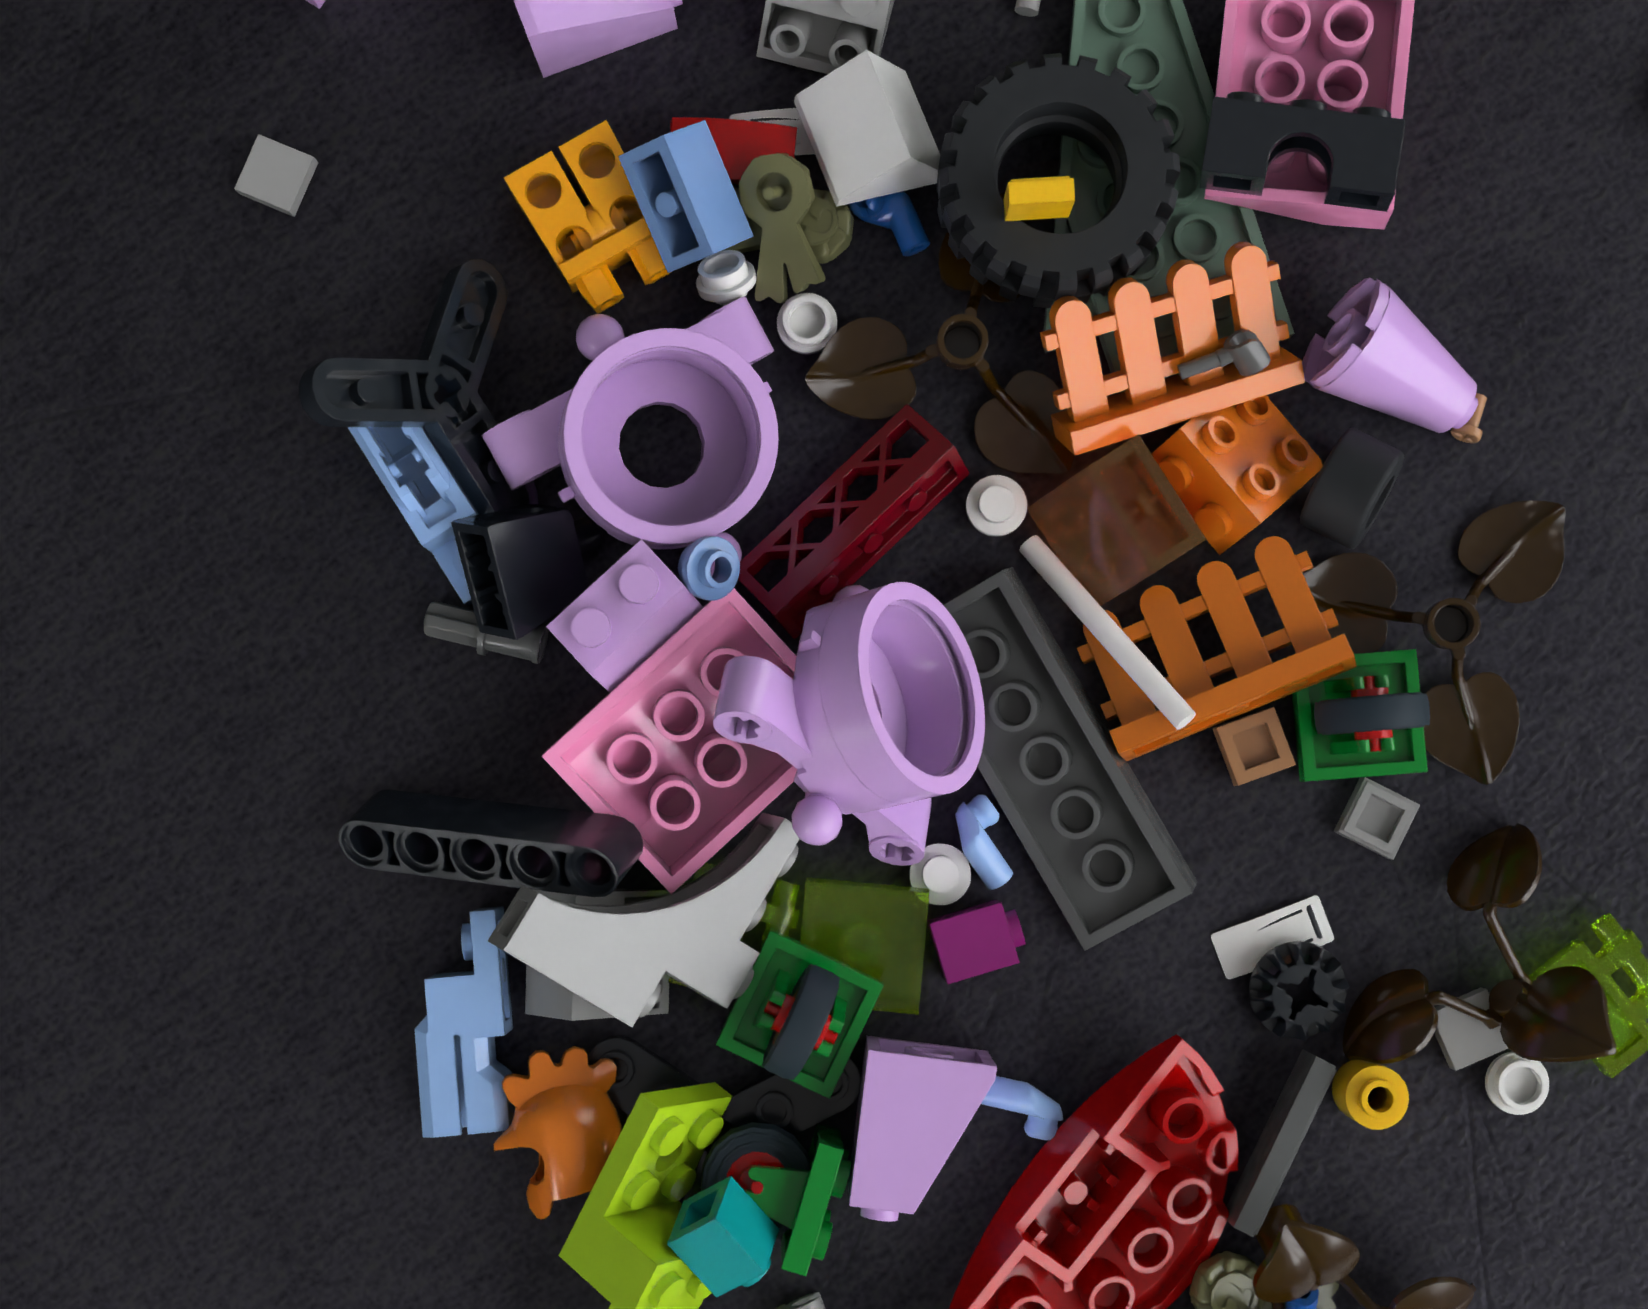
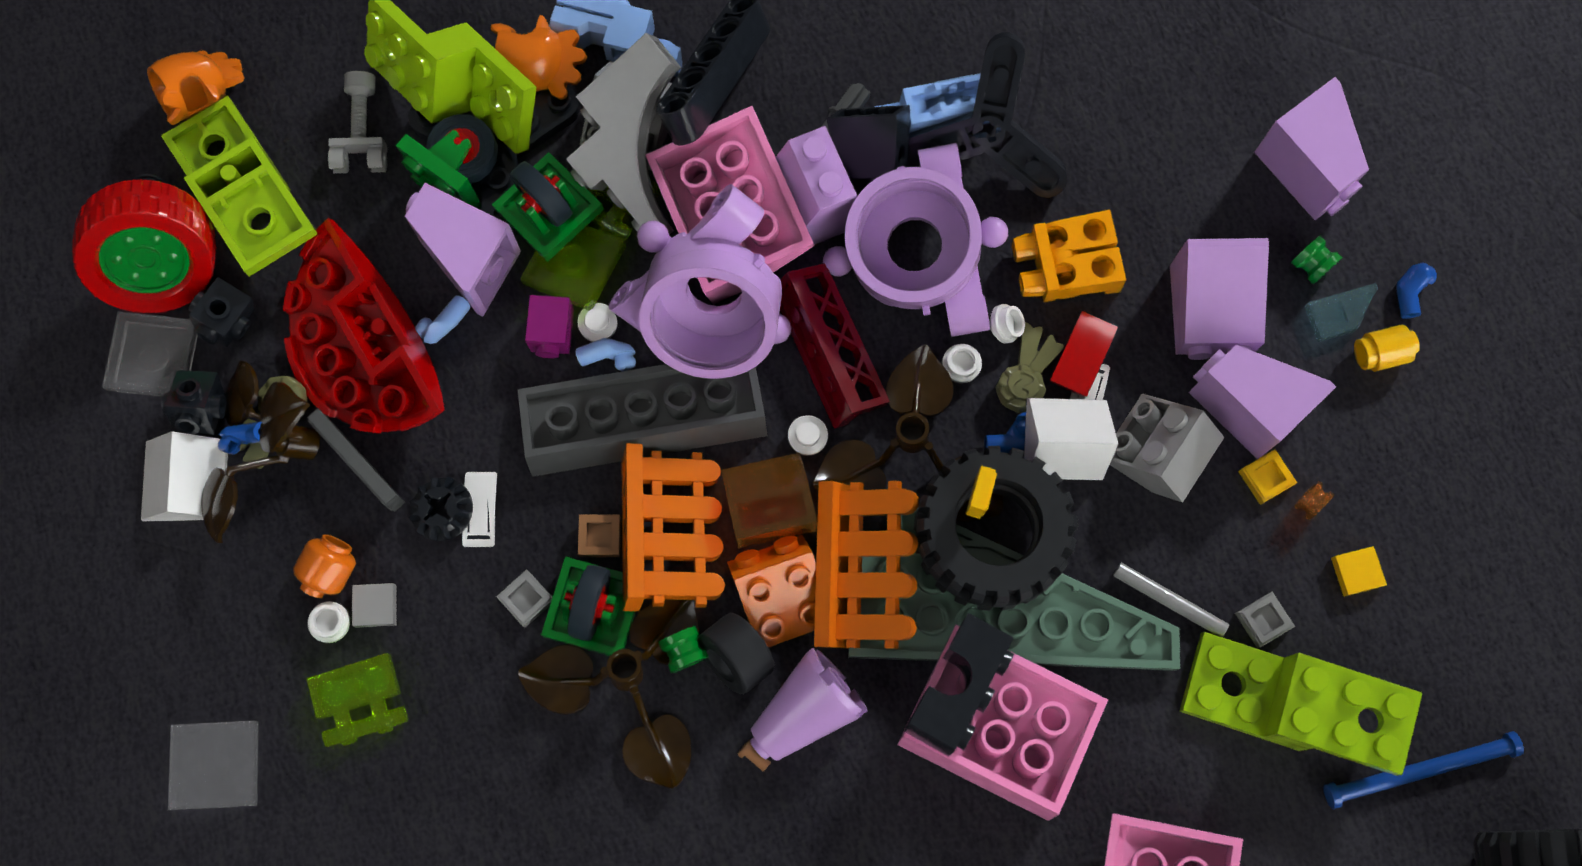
camera: 110 degrees right, 10 degrees down
(276, 175) = (1157, 92): light grey tile -> none
(686, 195) = (1061, 307): medium blue brick -> none
(696, 564) = (833, 224): medium blue plate -> none
(724, 1237) = (436, 110): teal brick -> none
(777, 196) = (1042, 365): olive piece -> none
(1107, 632) = (702, 466): white bar -> none
(1240, 348) = (848, 608): dark grey hand -> none
(1351, 1092) = (369, 530): yellow brick -> none
(1379, 561) = (683, 649): none -> green wheel
(1448, 1121) = (324, 566): none -> orange head
(1545, 1021) = (368, 633): dark brown plant -> none

